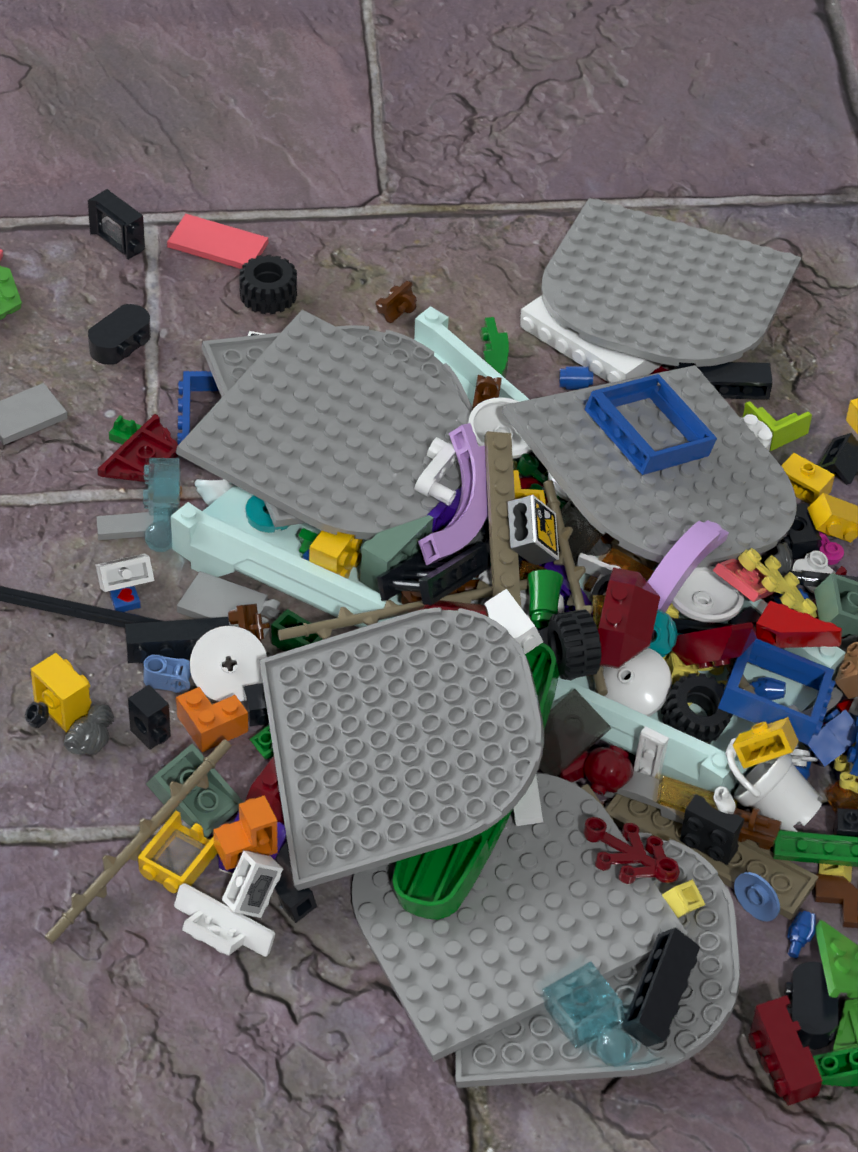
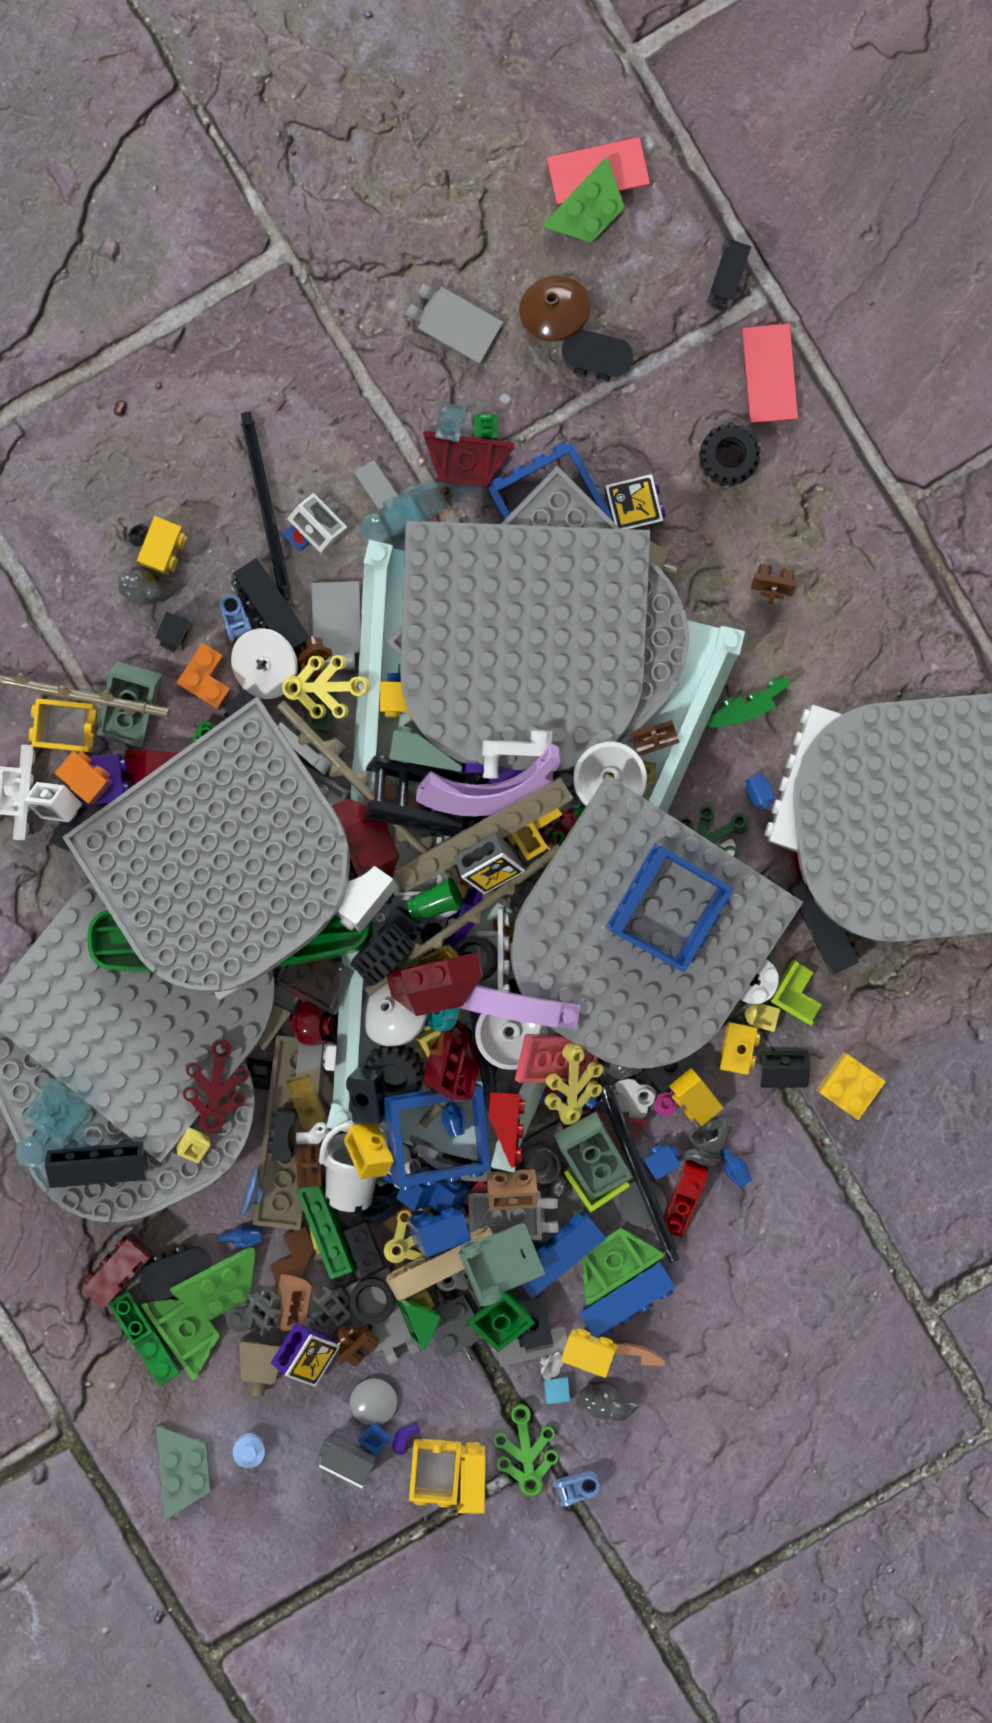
camera: 65 degrees right, 40 degrees up
(58, 342) = (558, 318): none -> reddish brown dish
(104, 444) = (450, 422): none -> clear light blue brick
(284, 611) = (322, 687): none -> light yellow plant
(724, 721) = (368, 1083): none -> black brick
(784, 449) = (762, 1016): none -> light yellow plate
(833, 793) = (382, 1206): none -> black slope

